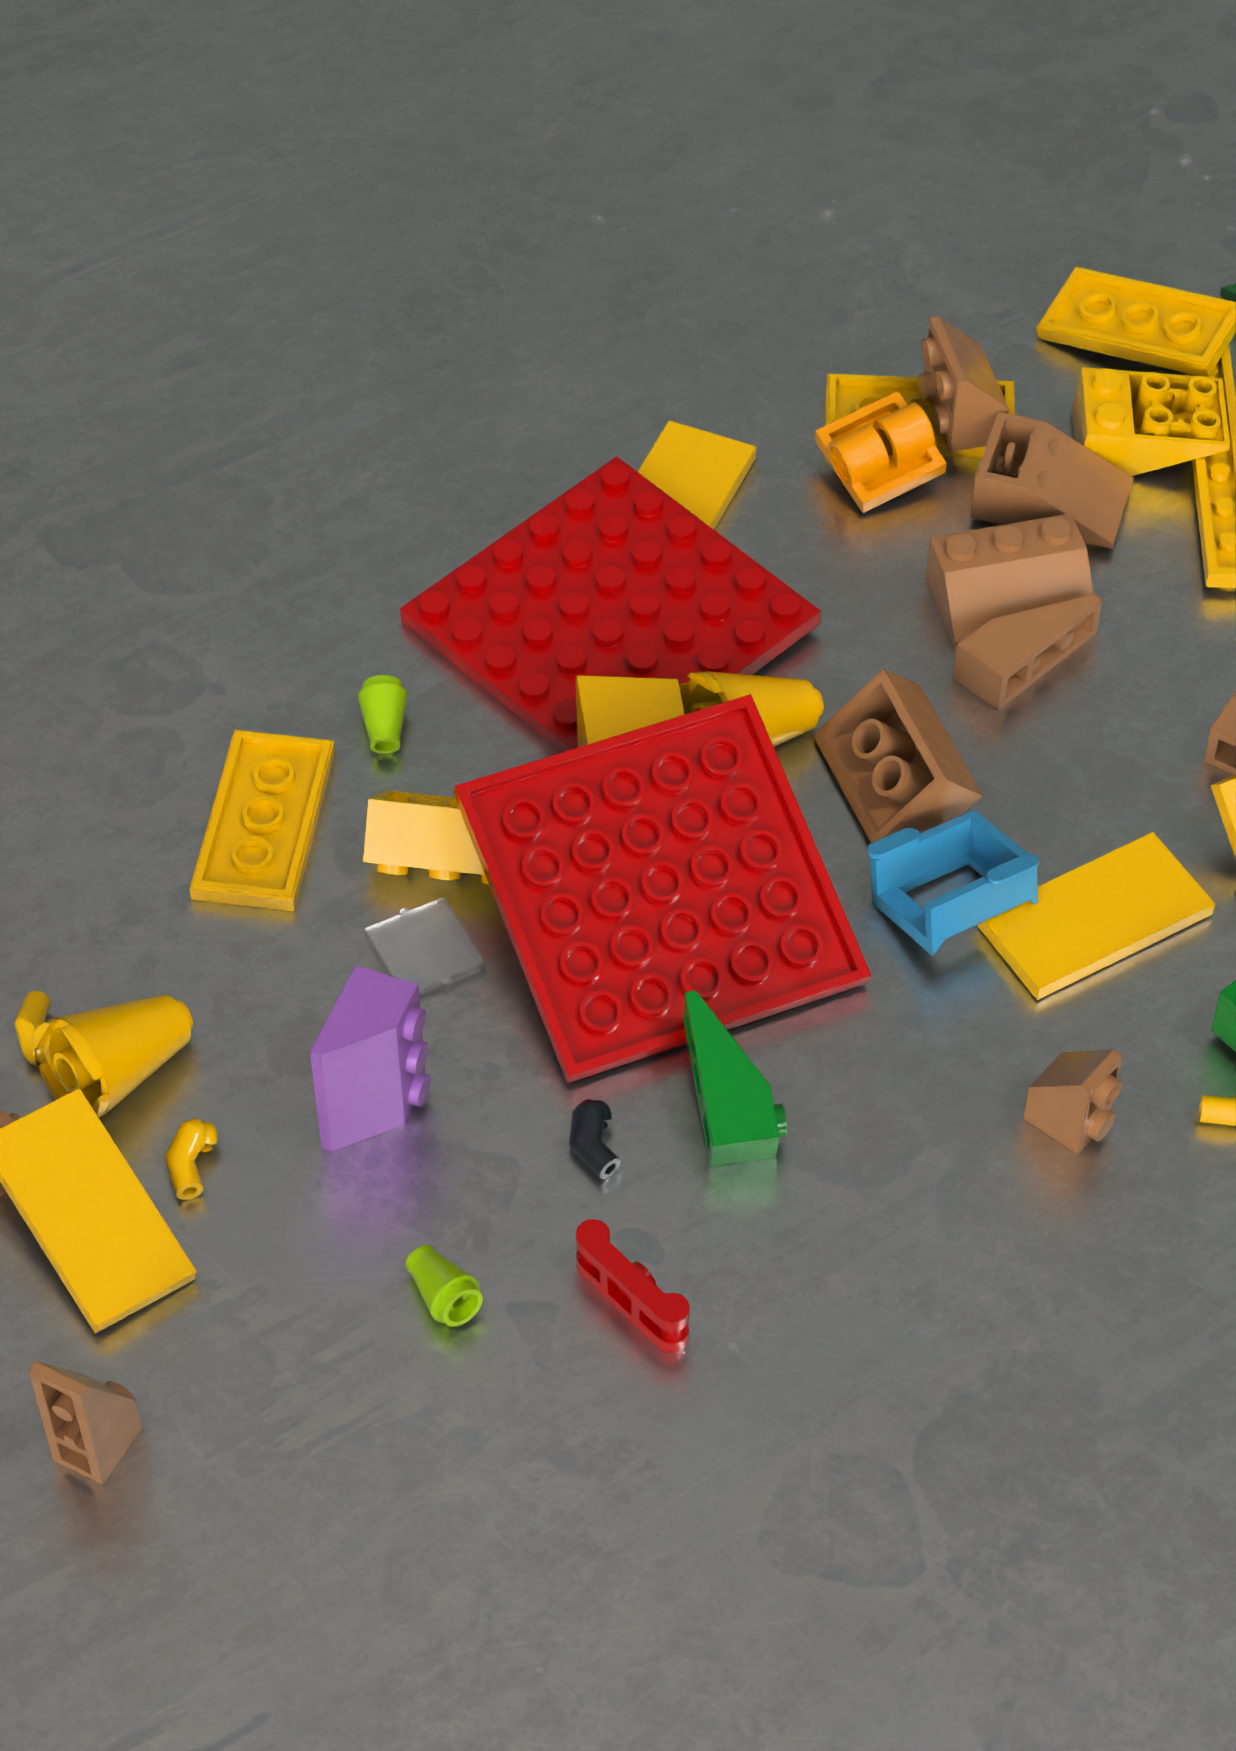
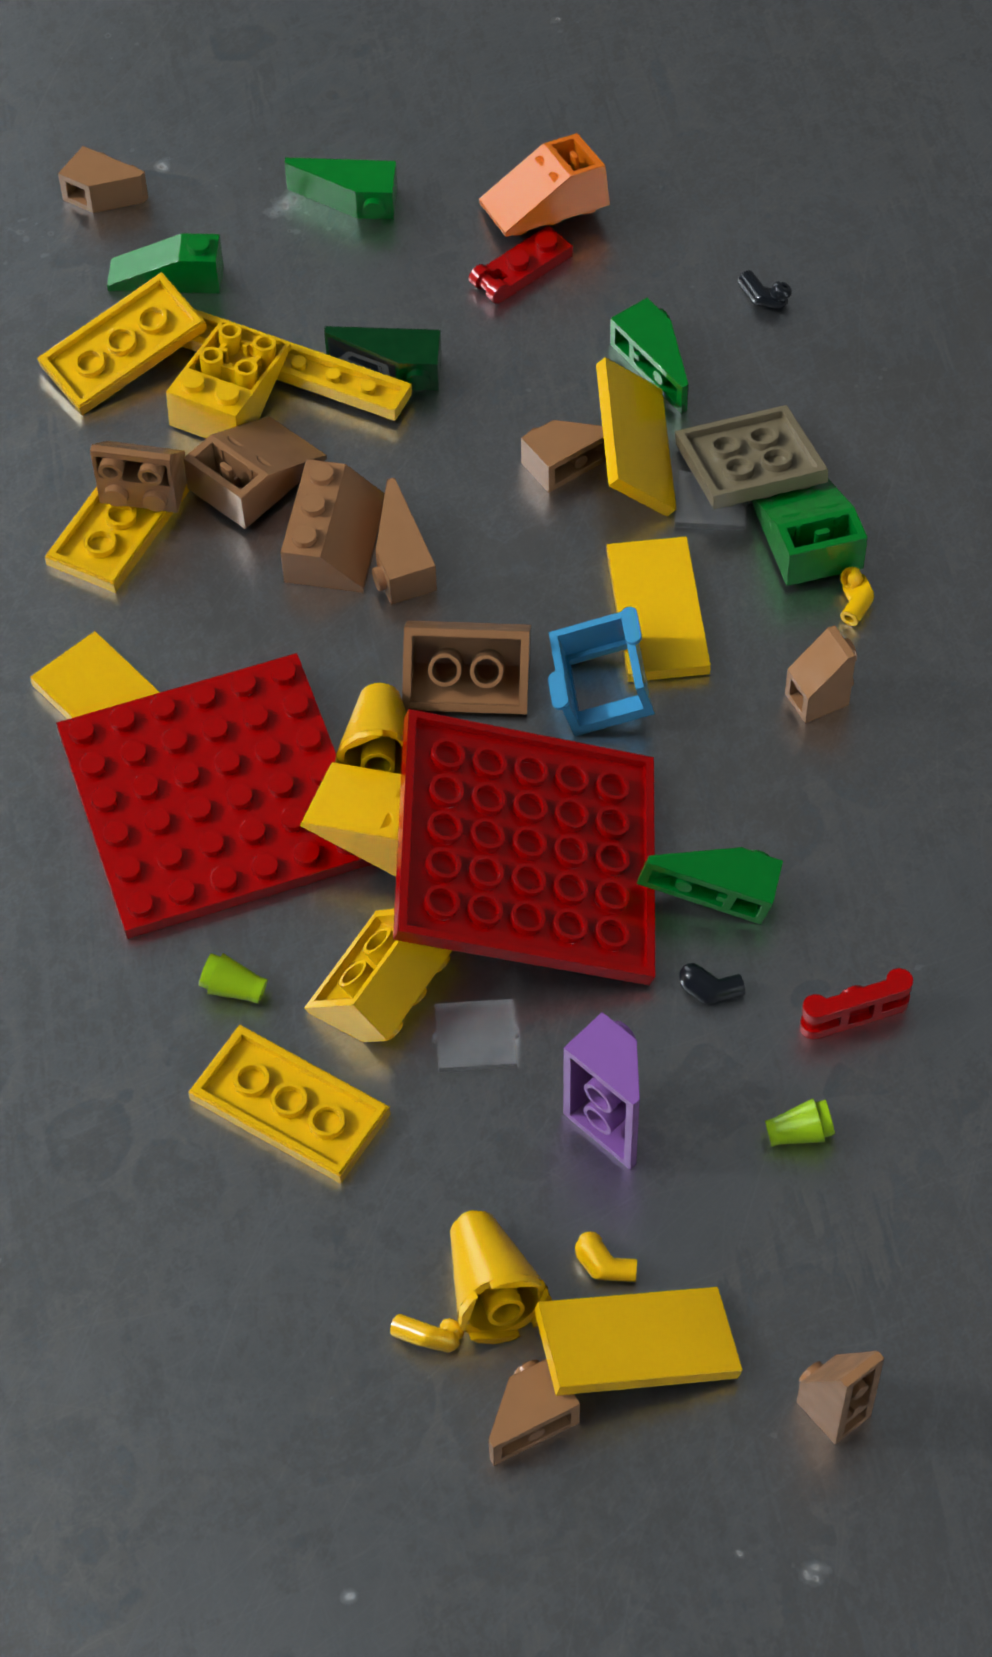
camera: 65 degrees left, 5 degrees up
(882, 450) = (157, 550): light orange plate -> none

